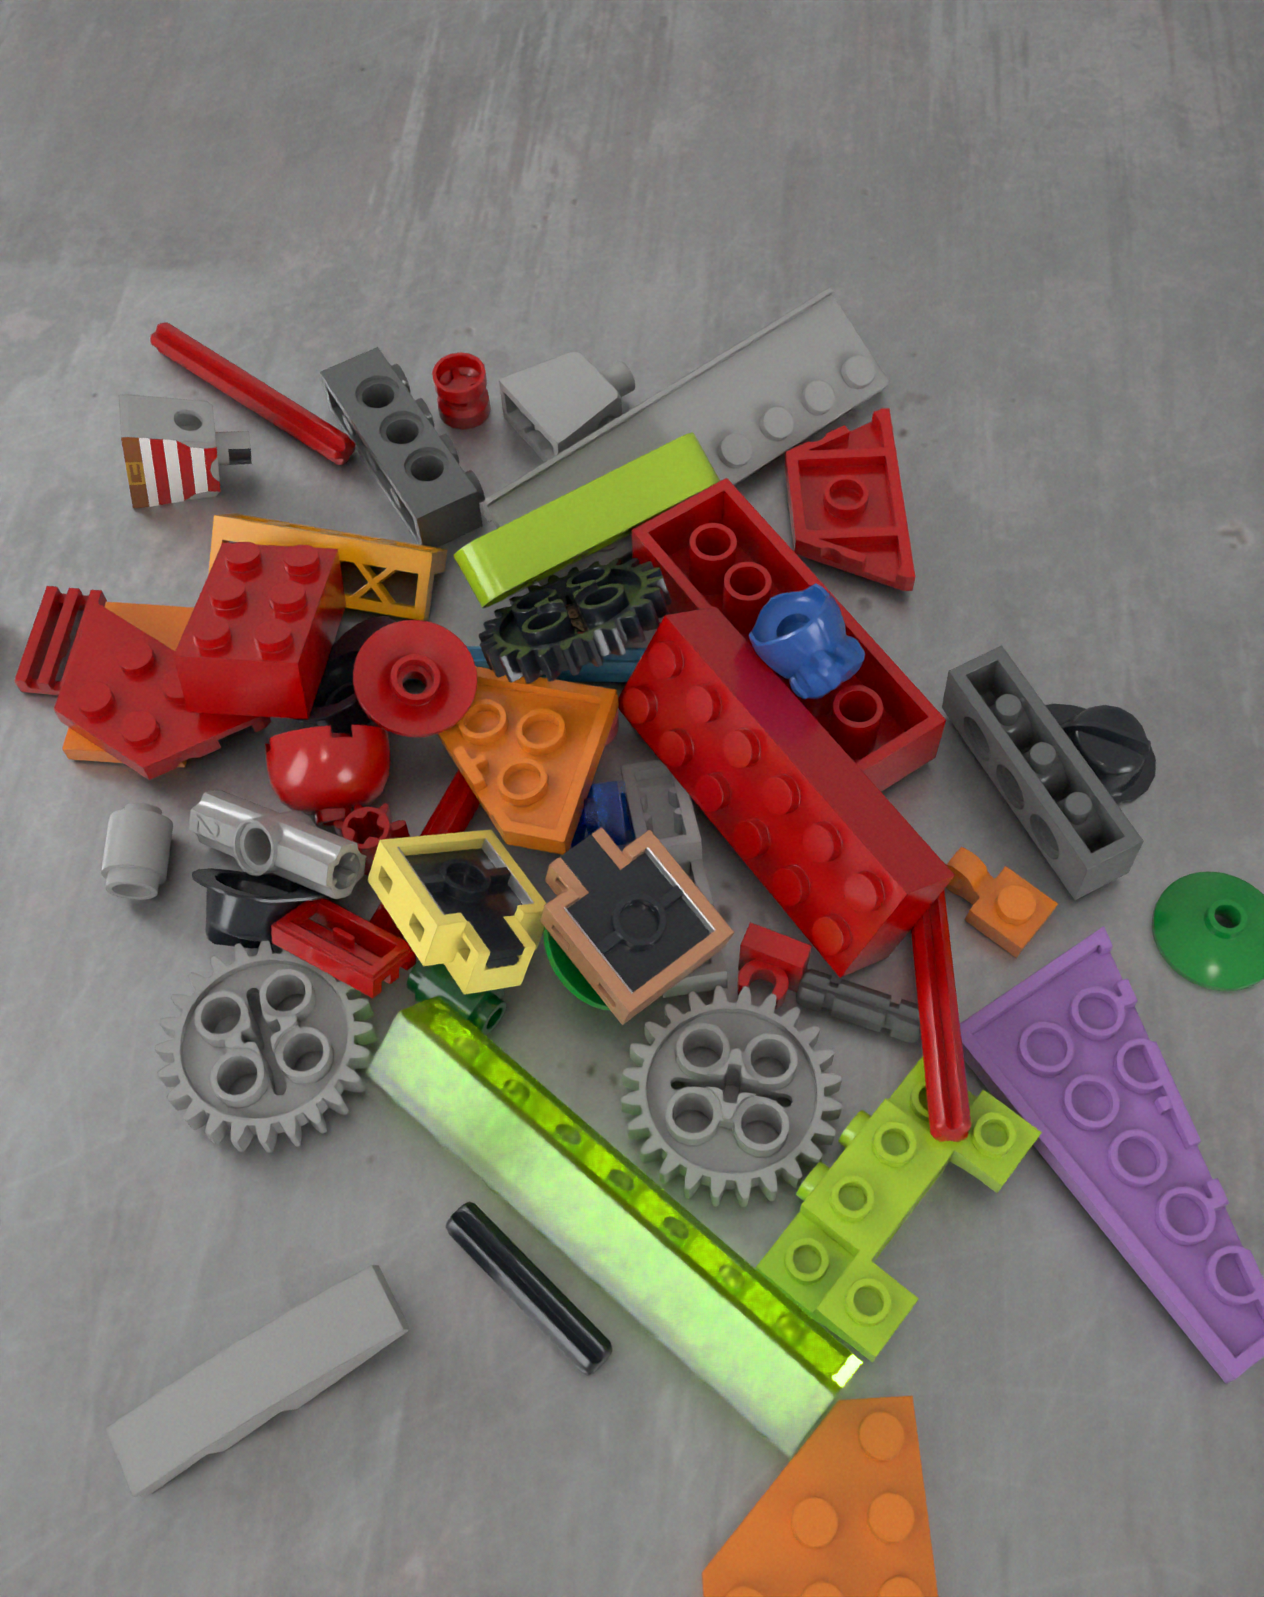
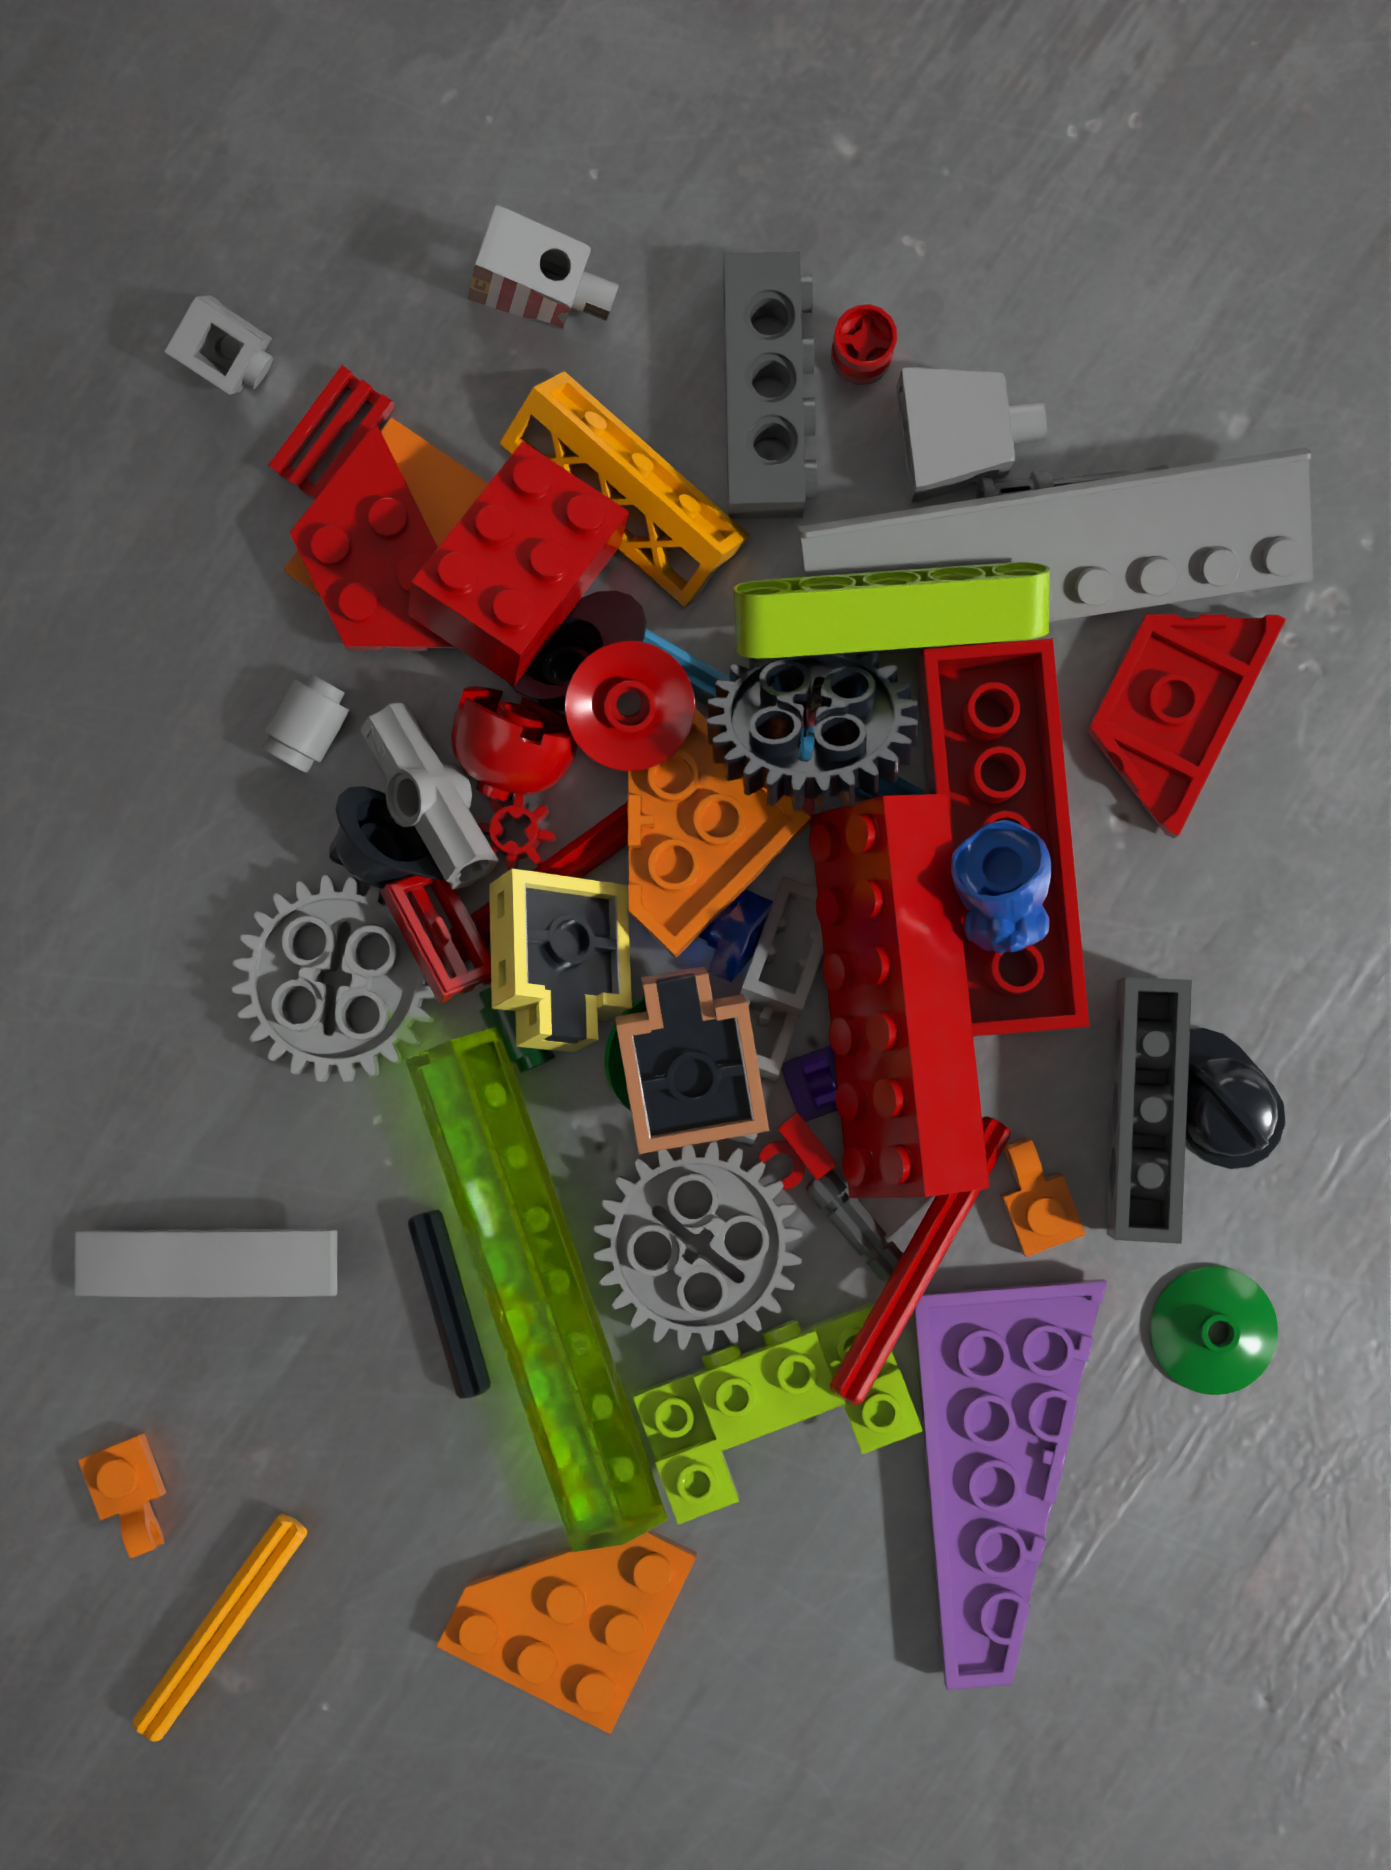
camera: 30 degrees right, 25 degrees up
(253, 393) = (649, 216): red axle -> none
(747, 902) = (812, 1083): none -> dark purple tile

